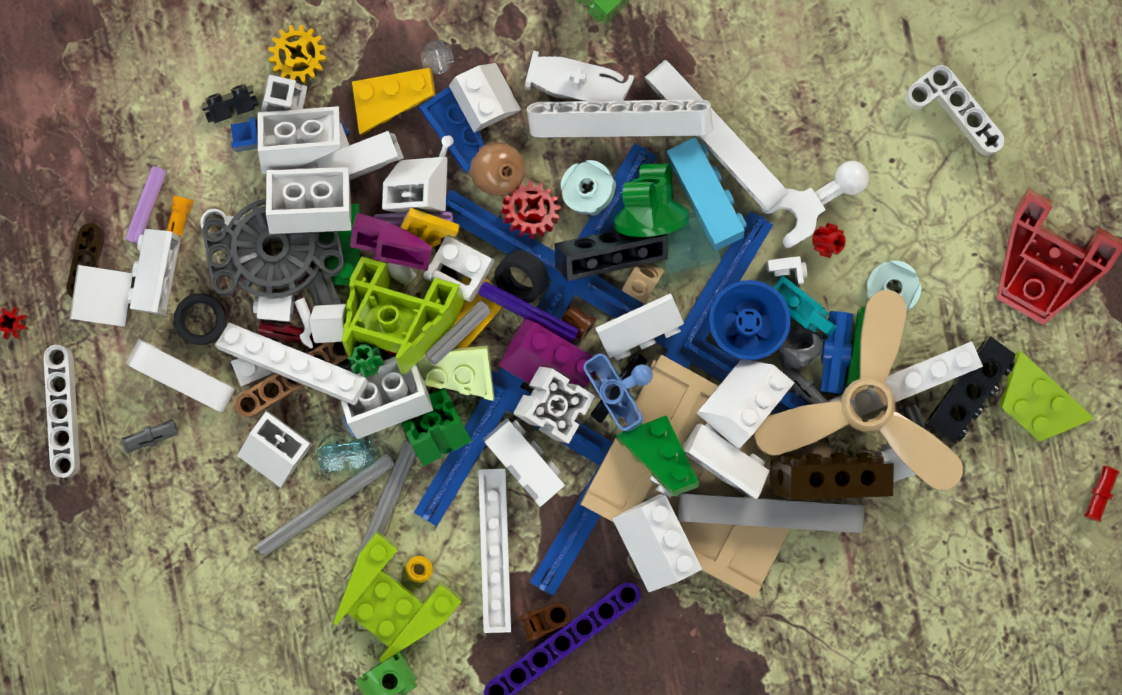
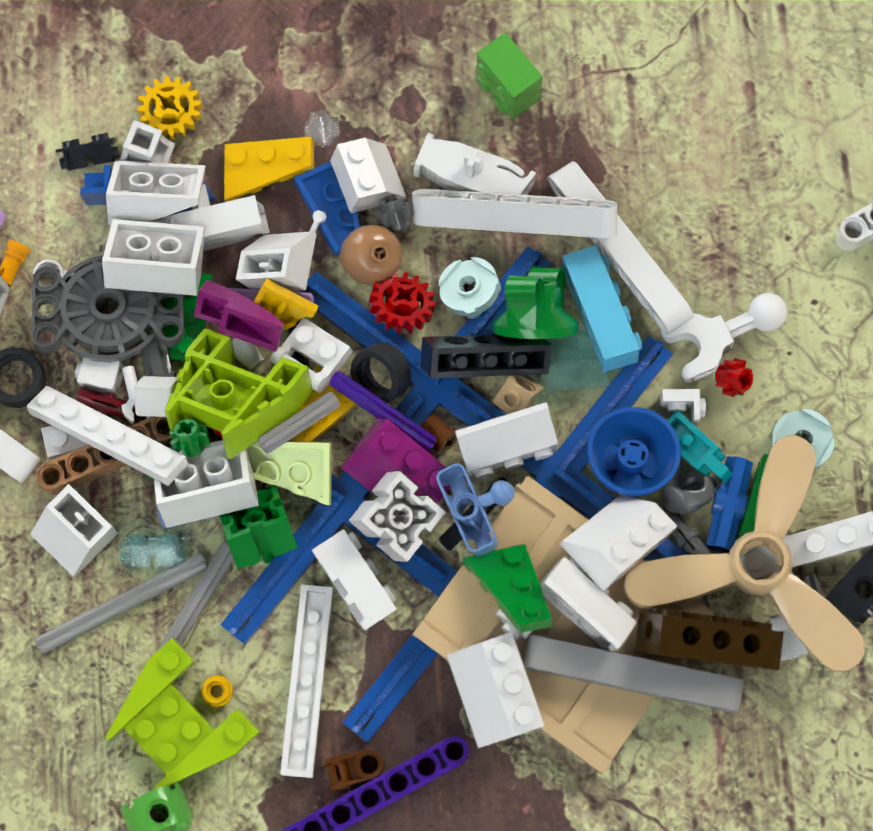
camera: 10 degrees right, 10 degrees down
(513, 129) = (394, 213): none -> dark grey gear

